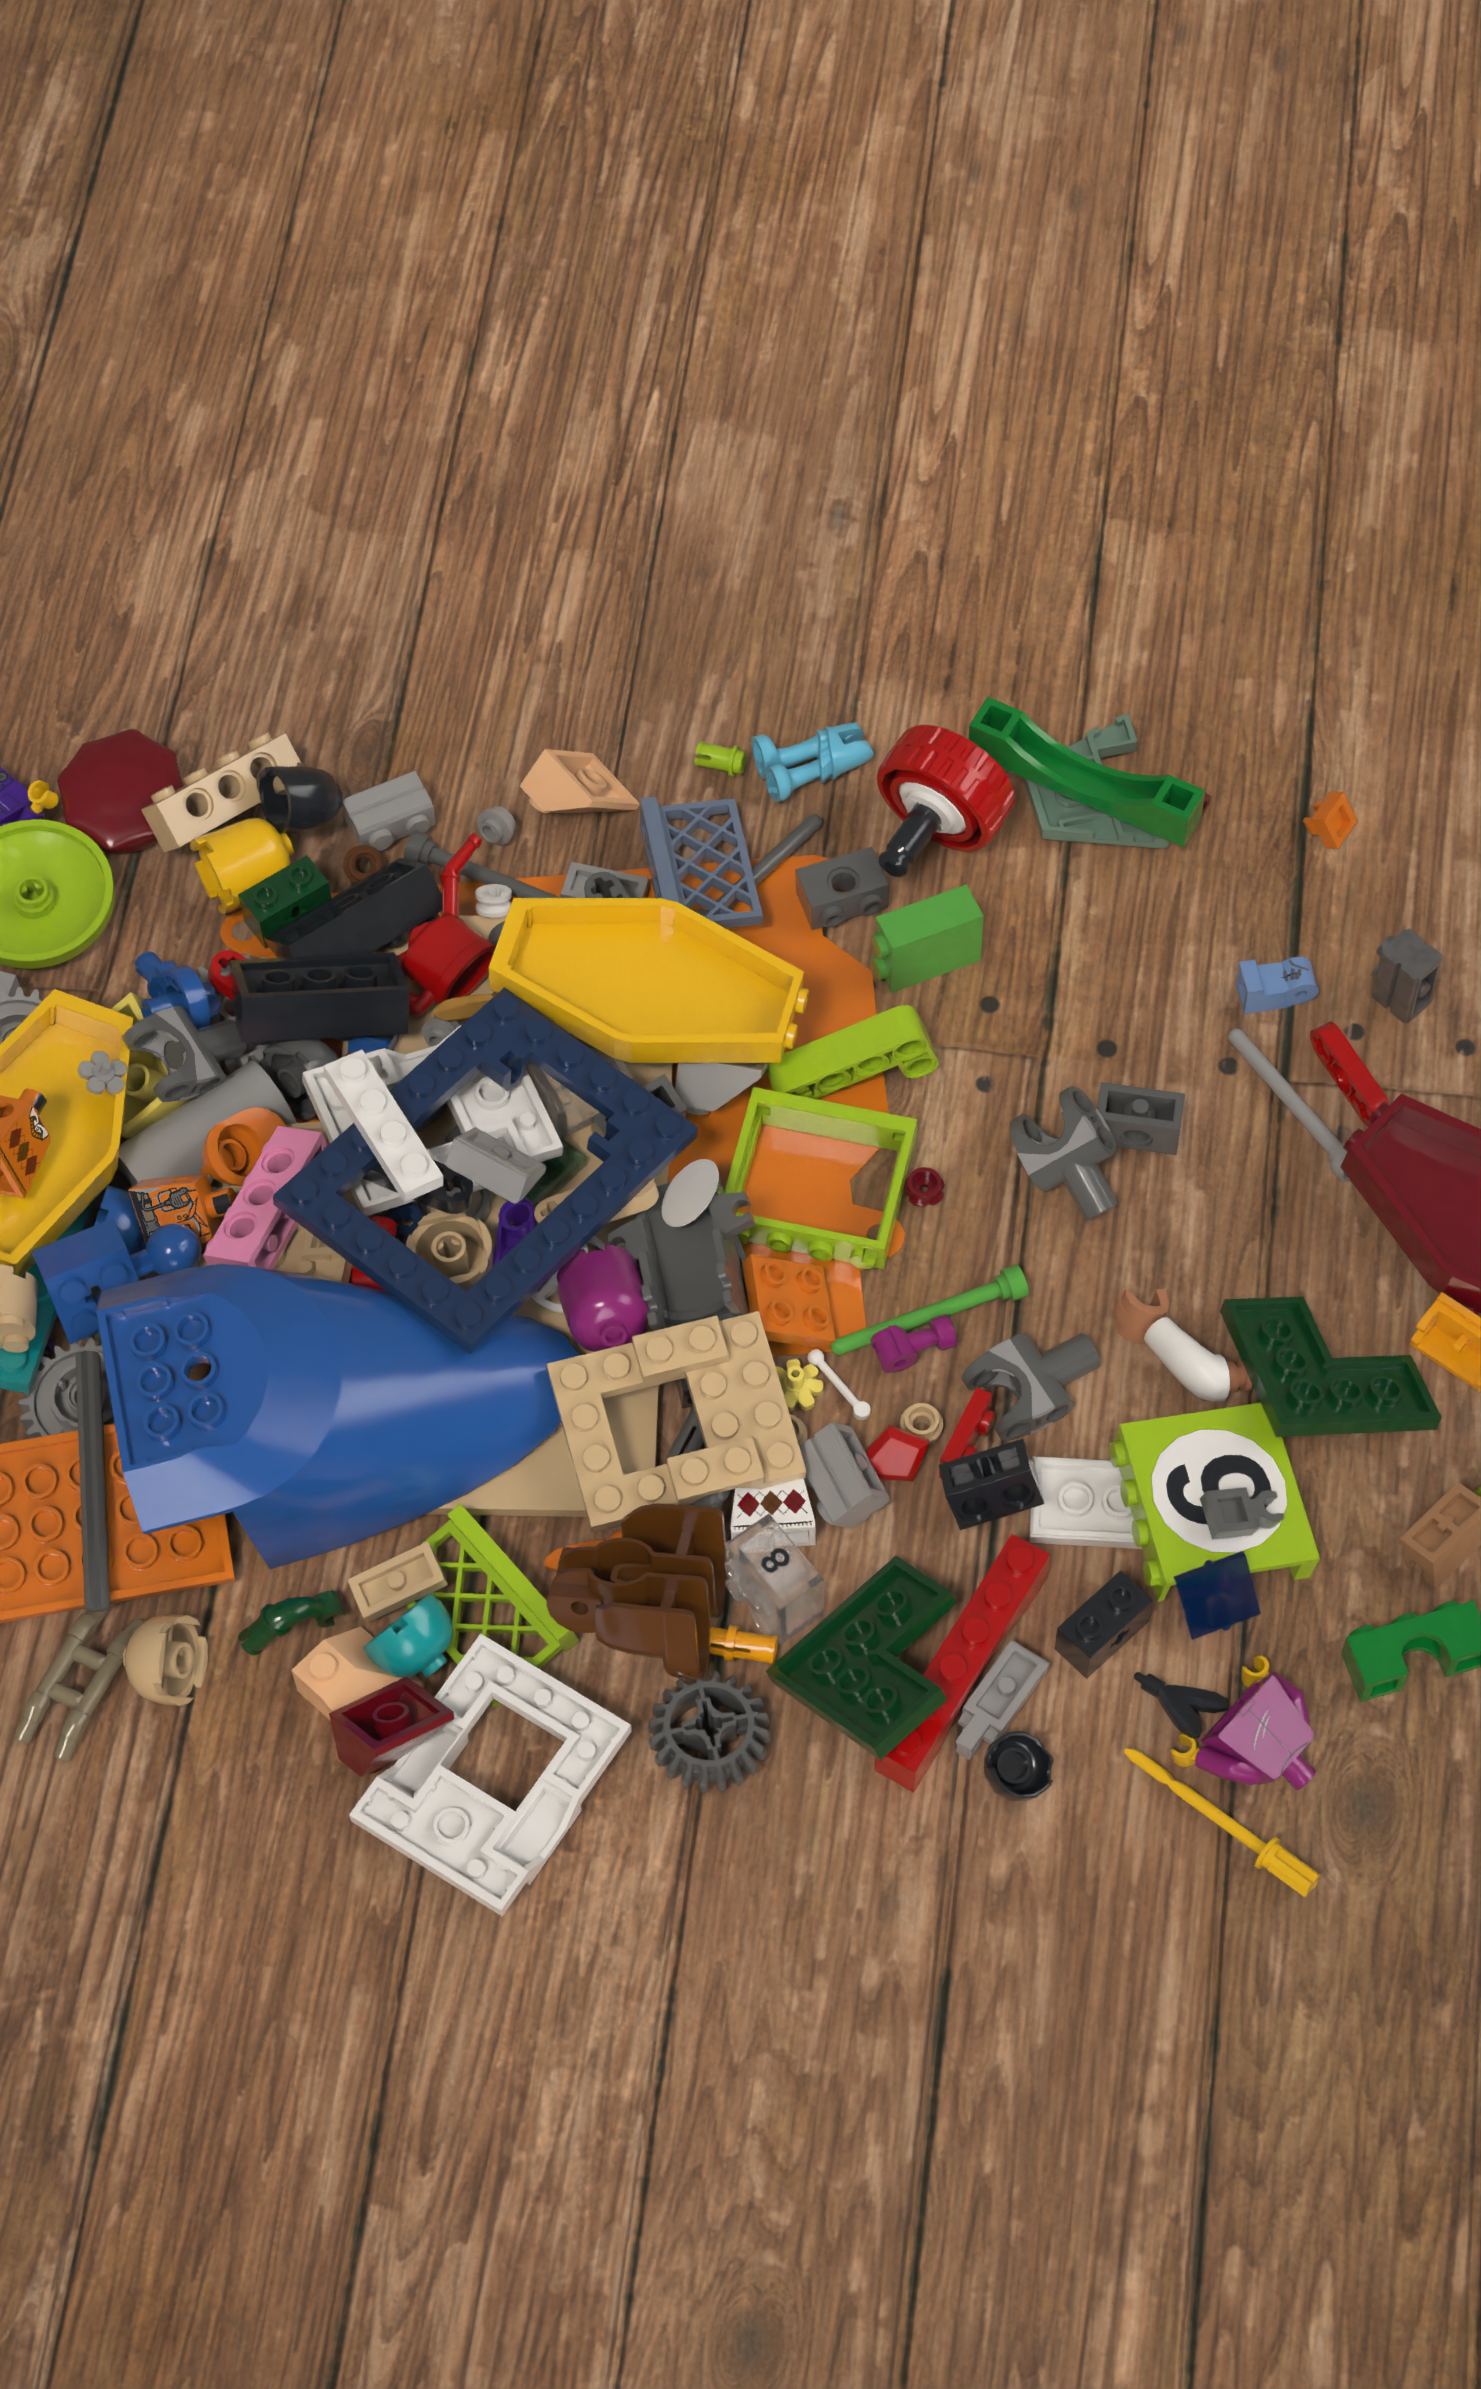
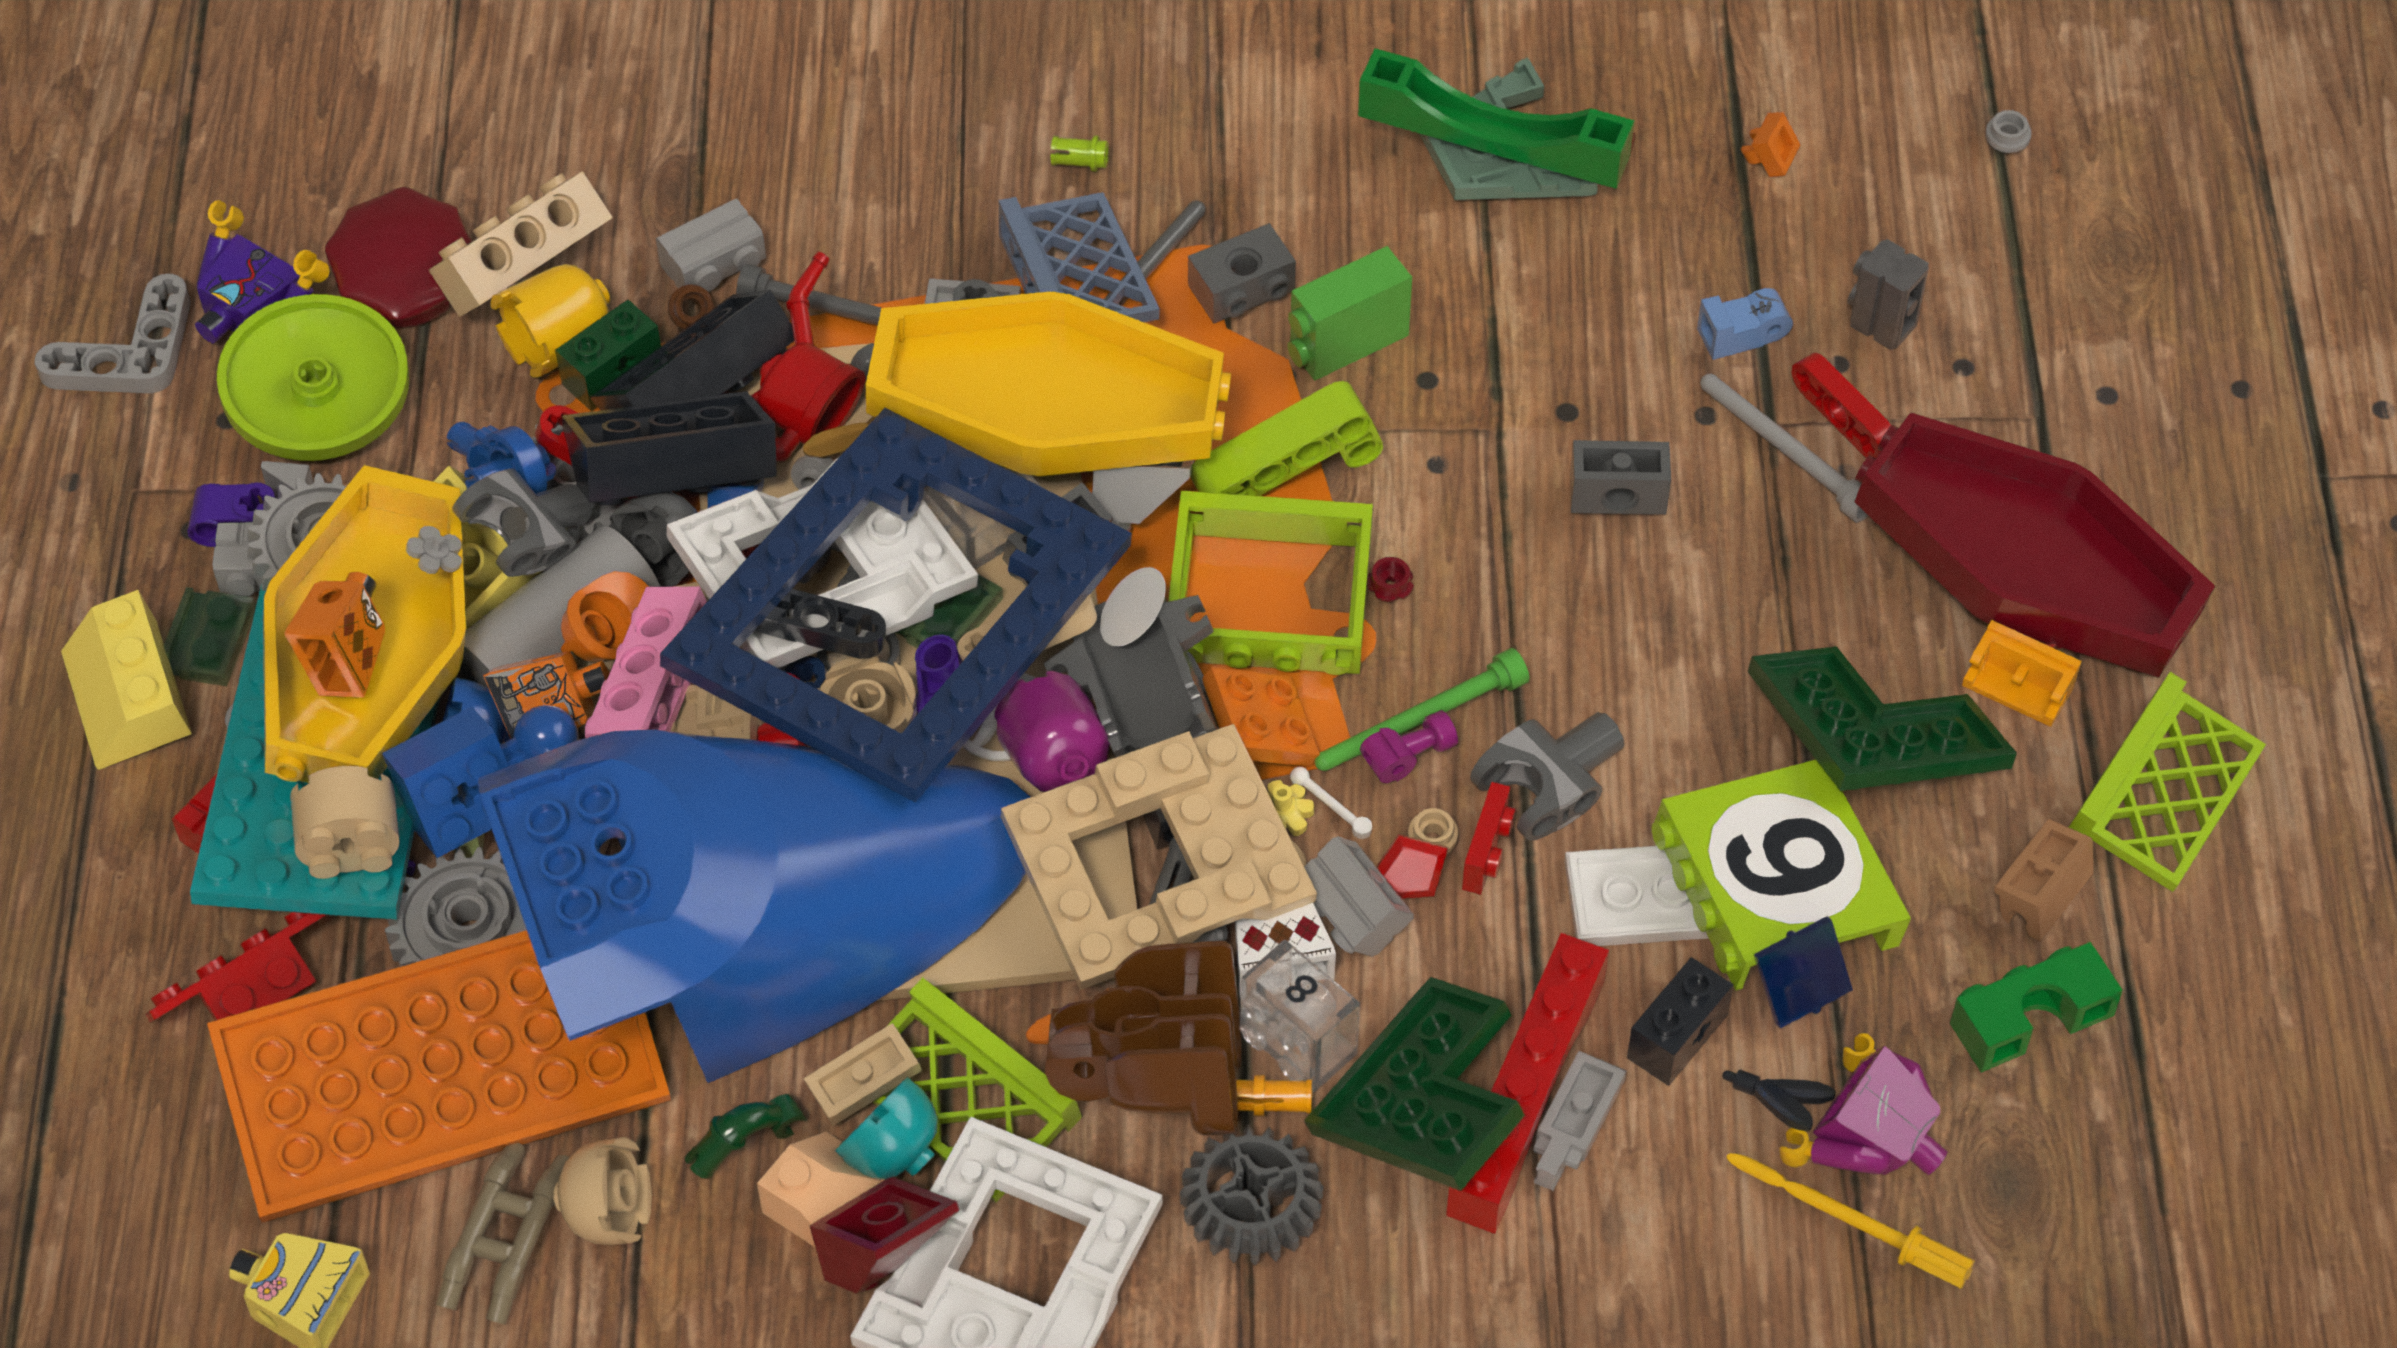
camera: 10 degrees left, 5 degrees down
(92, 1482) = (490, 1003): dark grey axle -> none
(309, 802) = (623, 239): black piece -> none
(383, 1125) = (775, 564): white plate -> none
(493, 900) = (848, 329): white bush -> none
(494, 1164) = (909, 593): light grey slope -> none
(496, 825) = (840, 248): light grey plate -> none
(575, 784) = (919, 198): light nougat slope -> none
(837, 752) = (1206, 127): medium azure piece -> none
(942, 793) = (1340, 156): red wheel -> none
(991, 1484) = (1527, 883): black brick -> none
(1018, 1766) = (1611, 1187): black hair -> none
(1073, 1156) = (1553, 525): dark grey connector -> none
(1190, 1363) = (1729, 732): white piece -> none
(1236, 1515) = (1810, 879): dark grey plate -> none

